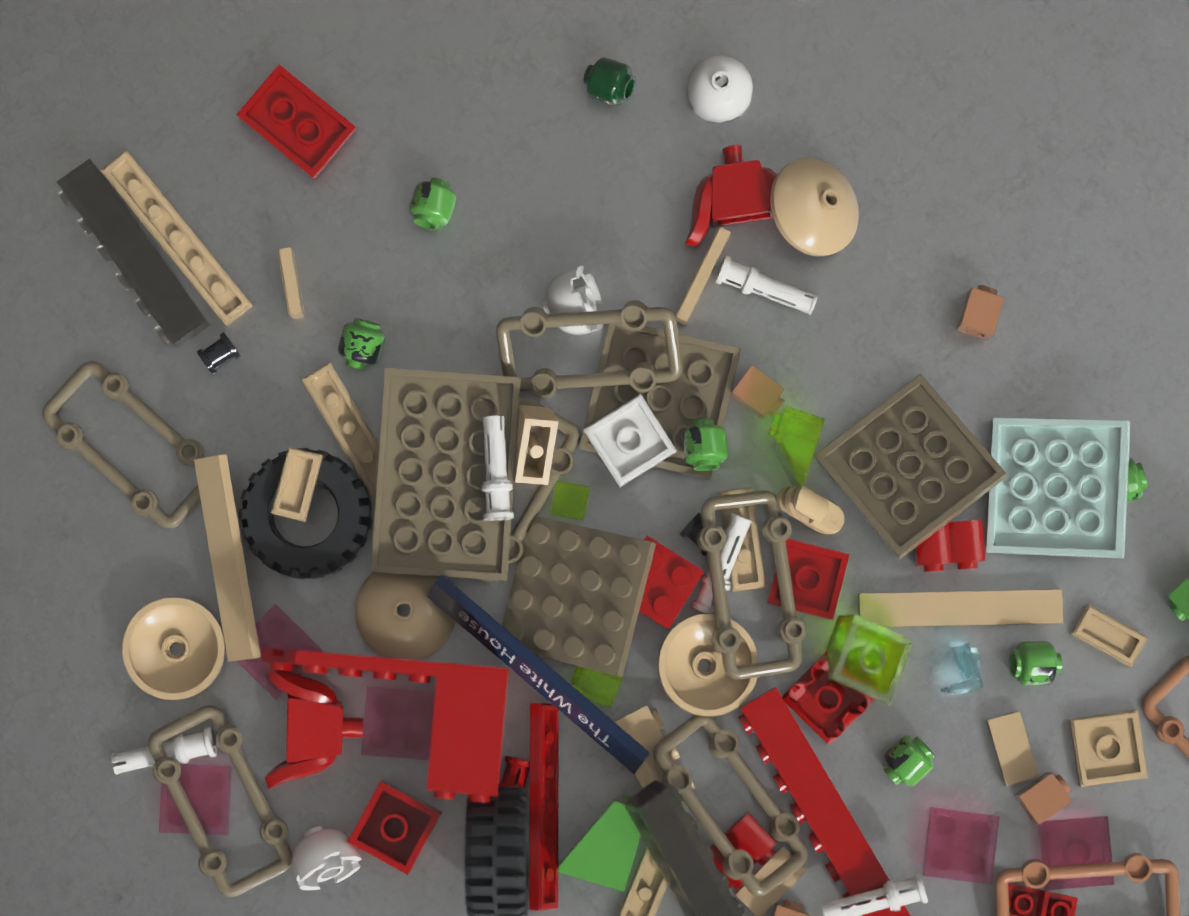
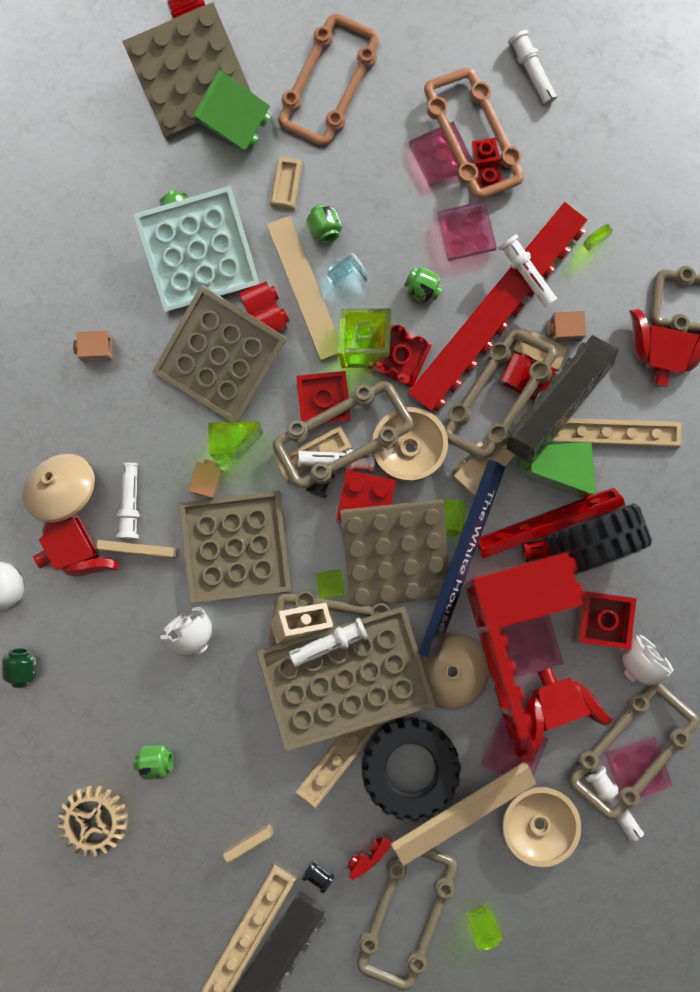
camera: 110 degrees left, 0 degrees up
(80, 532) = (484, 927): none -> clear neon green brick
(214, 416) = (364, 862): none -> red slope
(296, 122) = (128, 885): red plate -> none
(297, 484) = (394, 783): tan tile -> none
(361, 343) = (273, 775): bright green head -> none
(400, 95) = (80, 840): none -> tan gear
(629, 440) = (273, 556): white tile -> none
(632, 316) = (183, 586): dark tan bar -> none
(705, 445) = (257, 501): bright green head -> none
(811, 509) = (274, 413): tan arm -> none
(1012, 748) = (387, 220): tan tile -> none
(1044, 797) = (413, 186): nougat brick -> none
(1108, 748) = (363, 157): tan tile -> none

